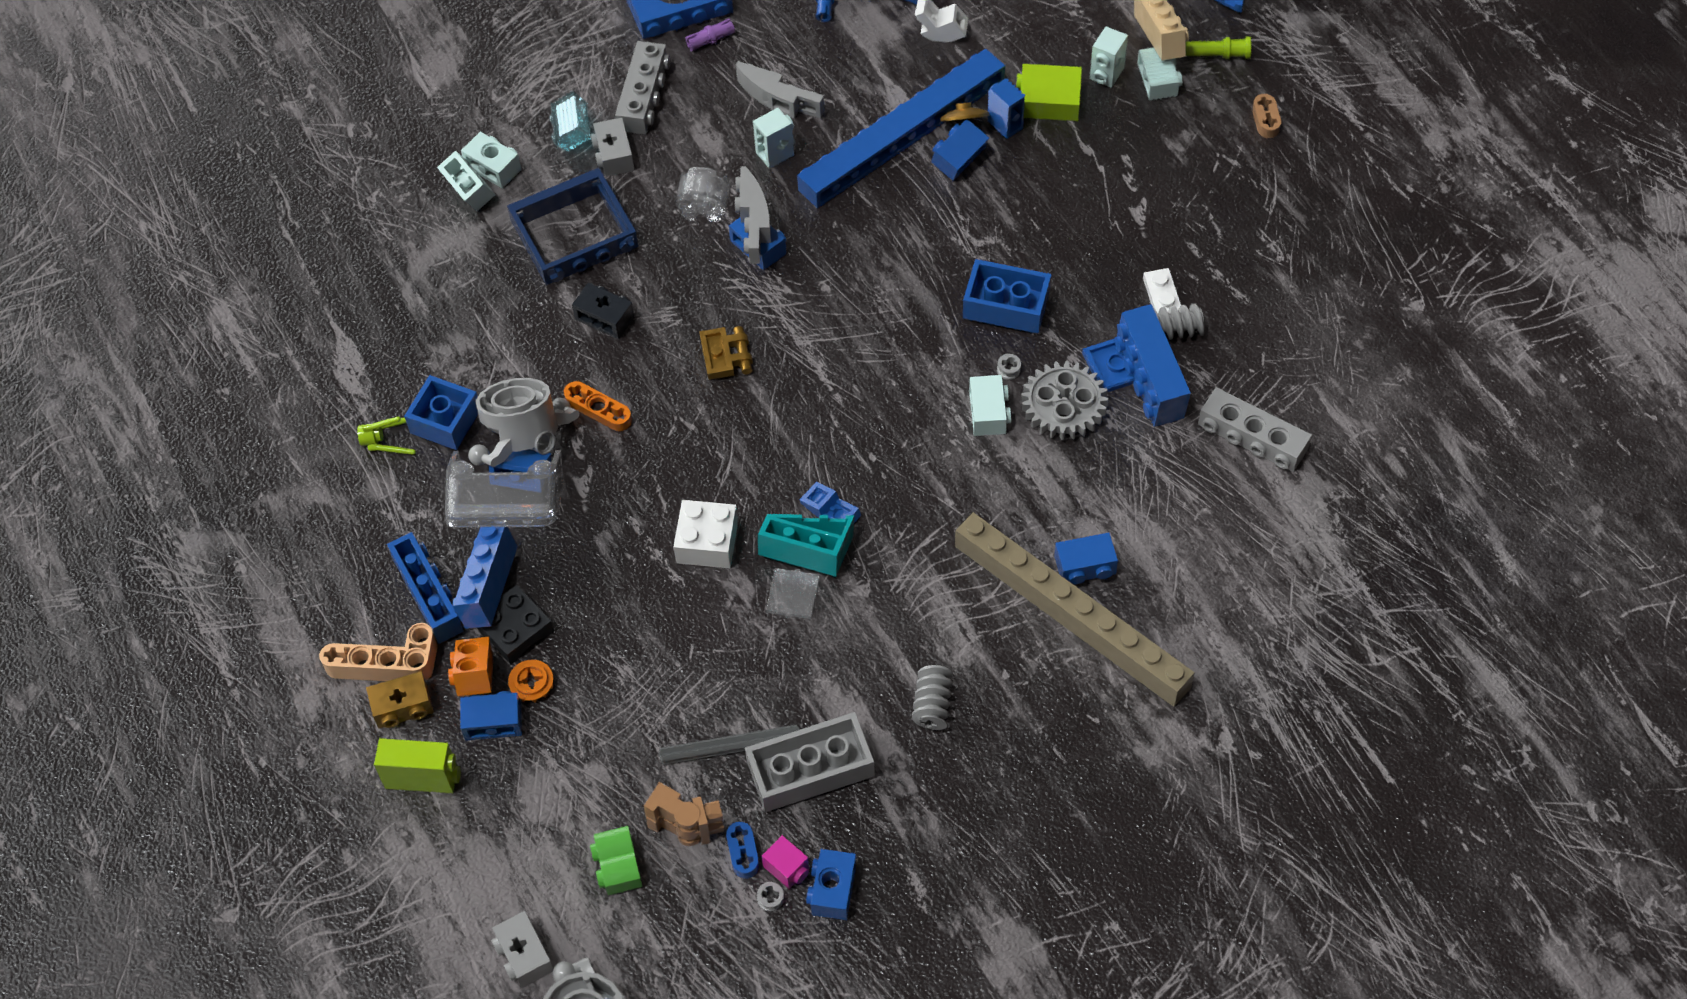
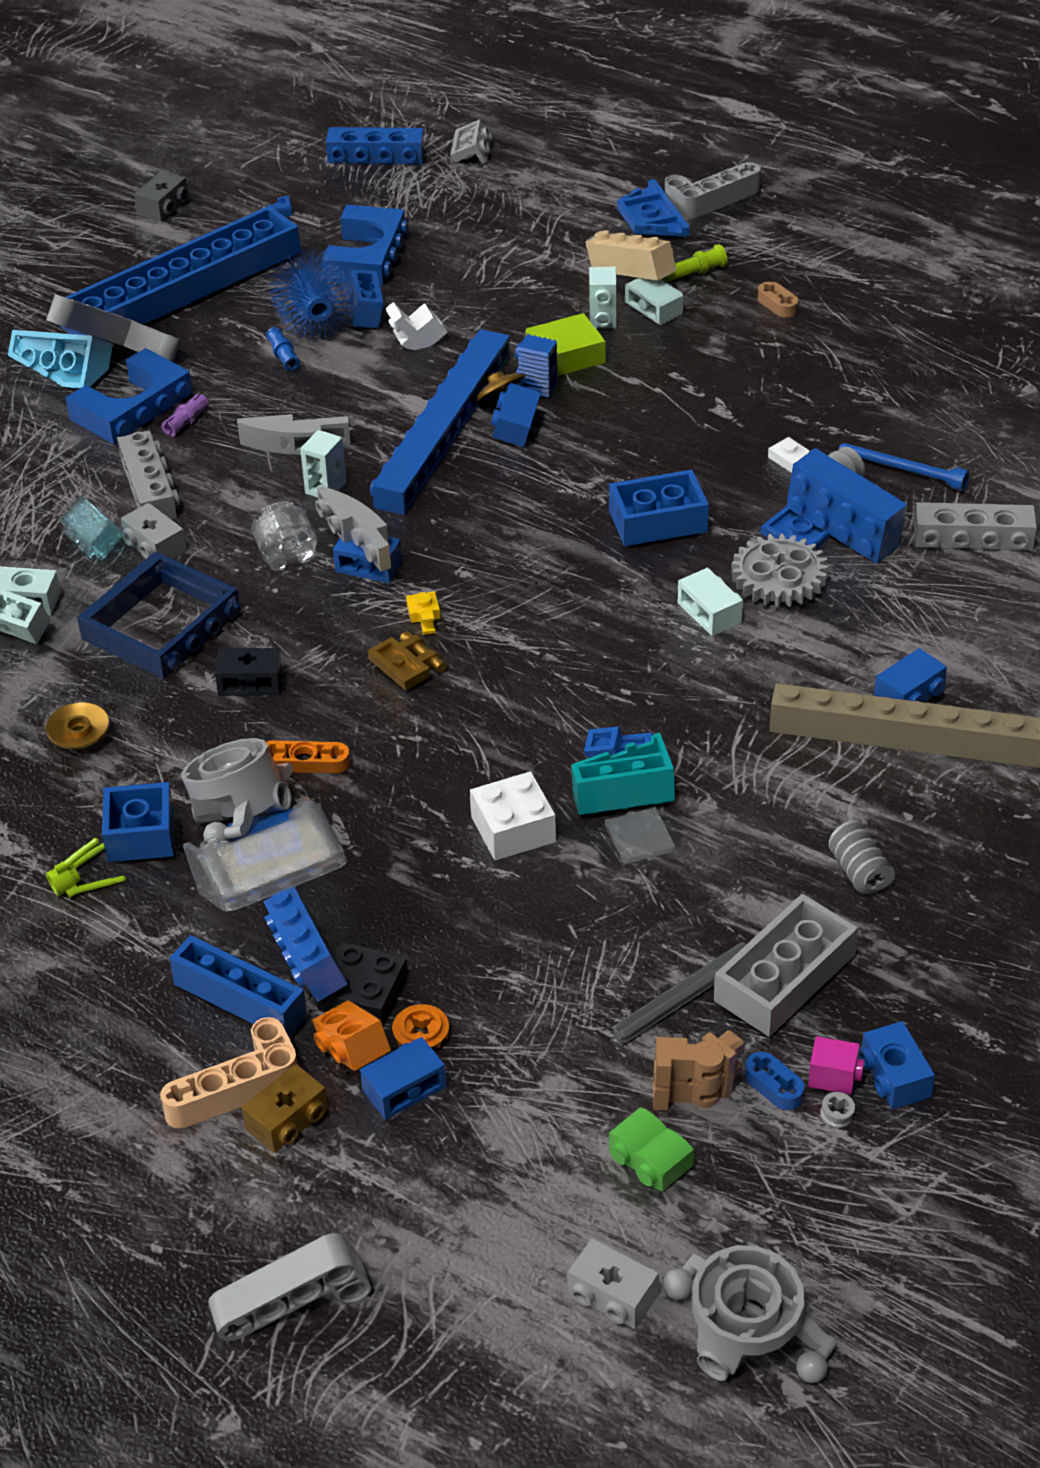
camera: 30 degrees left, 15 degrees down
(318, 839) = (288, 1284): none -> light grey beam
(416, 765) = (359, 1155): lime brick -> none
(453, 296) = (77, 725): none -> pearl gold dish
(769, 309) = (424, 609): none -> yellow plate
(1007, 359) = (699, 562): light grey bush -> none
(1277, 373) = (956, 478): none -> blue piece

